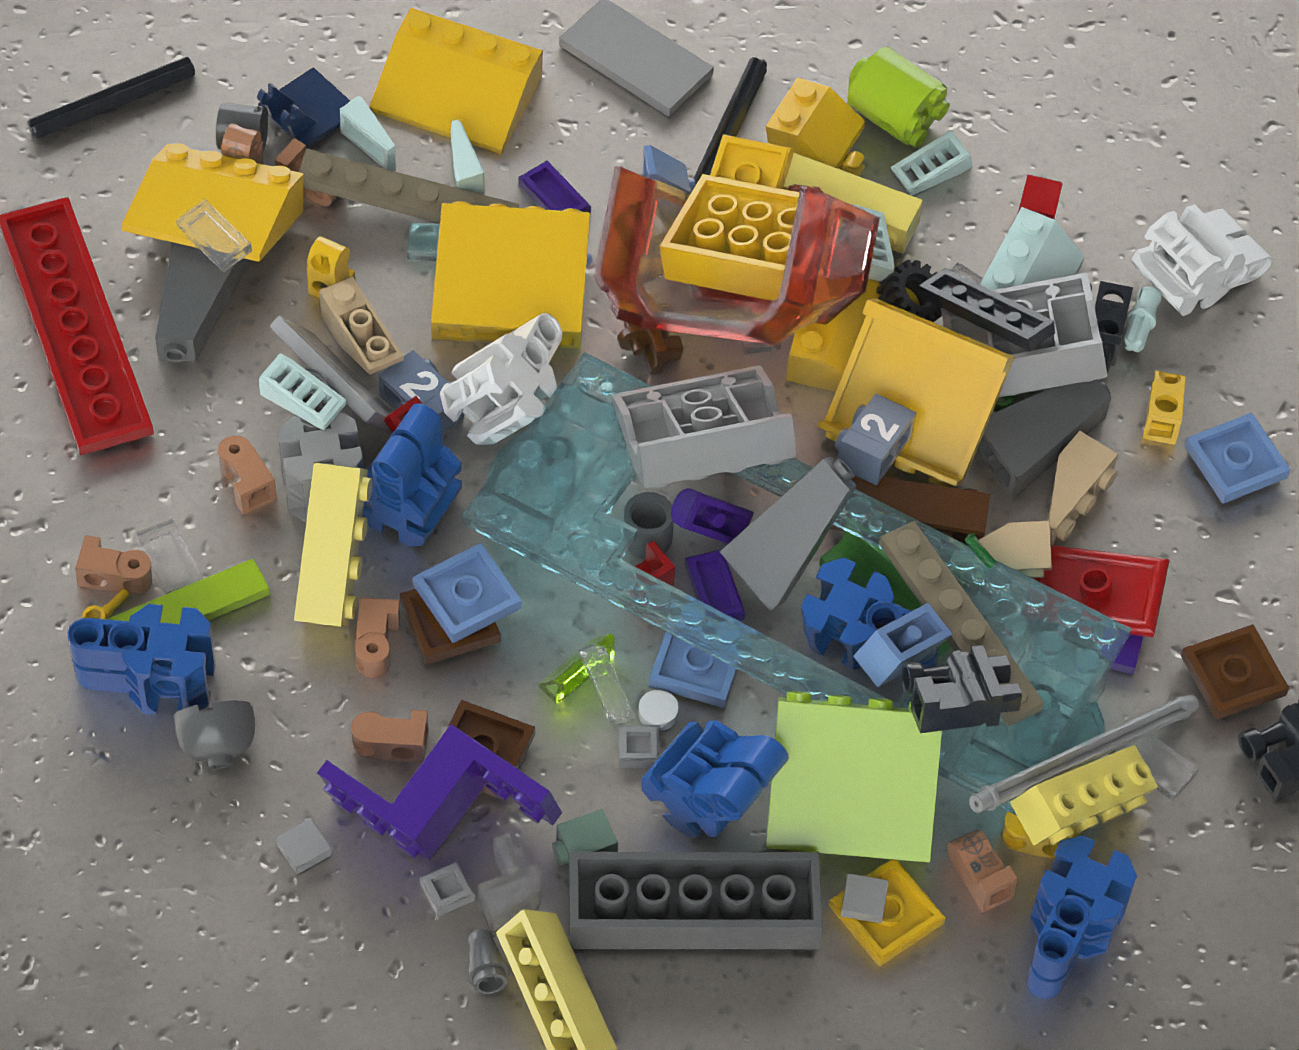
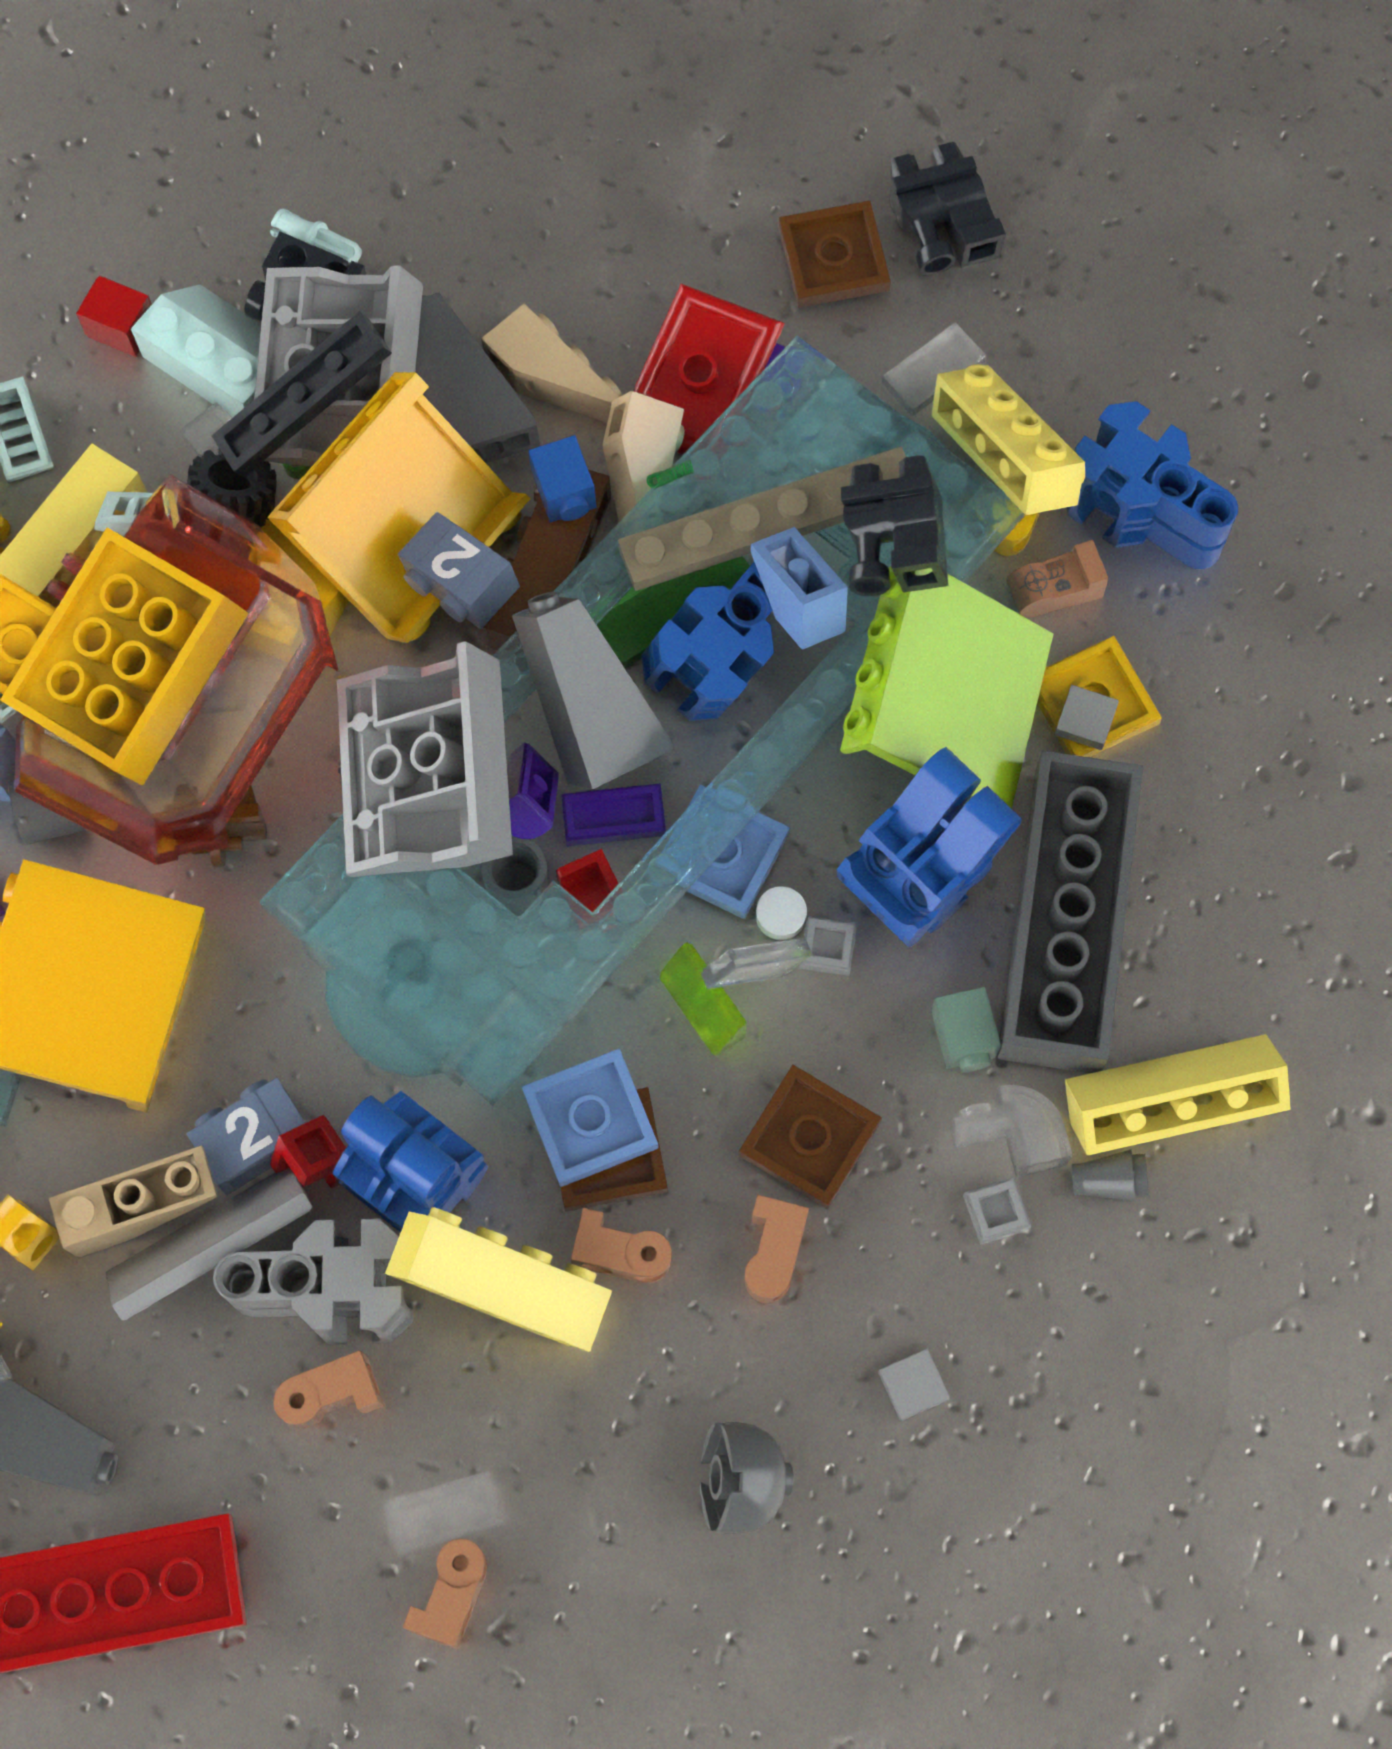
camera: 75 degrees left, 15 degrees up
(104, 612) = (509, 1609): yellow hand -> none
(146, 657) = (624, 1542): blue connector -> none
(211, 595) = (525, 1496): lime tile -> none
(283, 375) = (264, 1314): light aqua slope -> none
(439, 794) = (897, 1196): dark purple bracket -> none
(505, 381) = (262, 998): white connector -> none
(966, 493) = (562, 479): none -> blue brick
(992, 796) = (957, 429): light grey piece -> none
(1164, 408) = (450, 241): yellow leg -> none
(1199, 257) = (251, 149): white connector -> none
(1237, 458) = (539, 181): medium blue plate -> none

